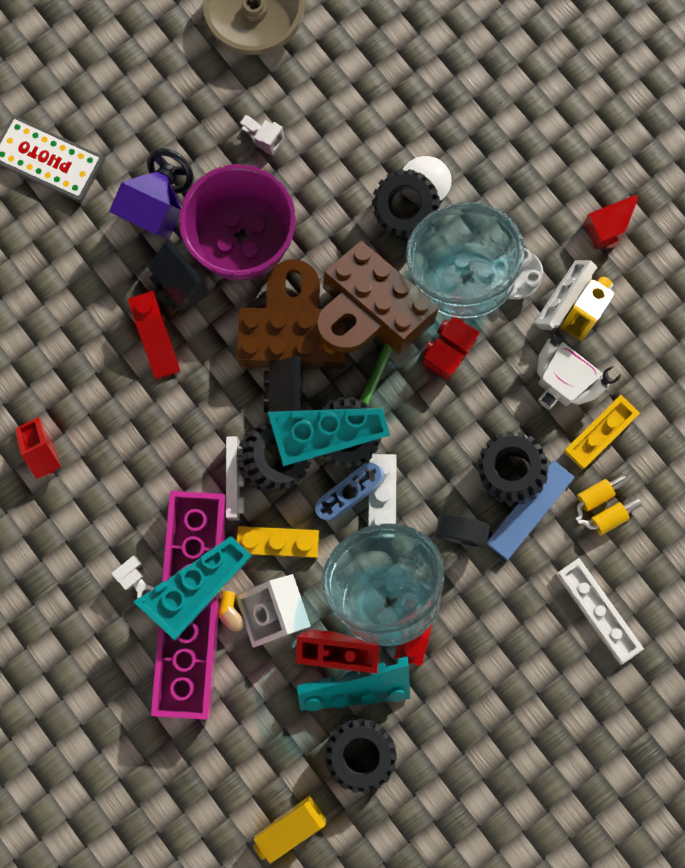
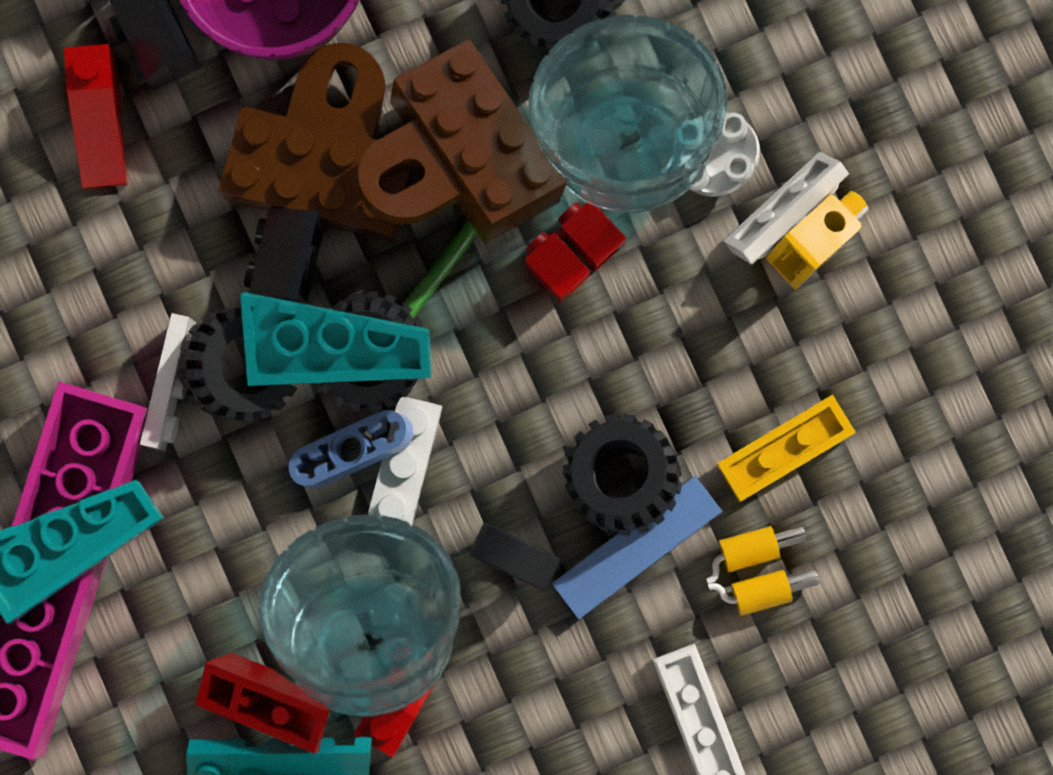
camera: 15 degrees right, 5 degrees up
(228, 614) = (109, 599): arm -> none
(273, 610) = (181, 610): white slope -> none
(279, 541) = (217, 502): yellow plate -> none
(568, 375) = (755, 342): white torso -> none
(610, 223) = (892, 103): red slope -> none

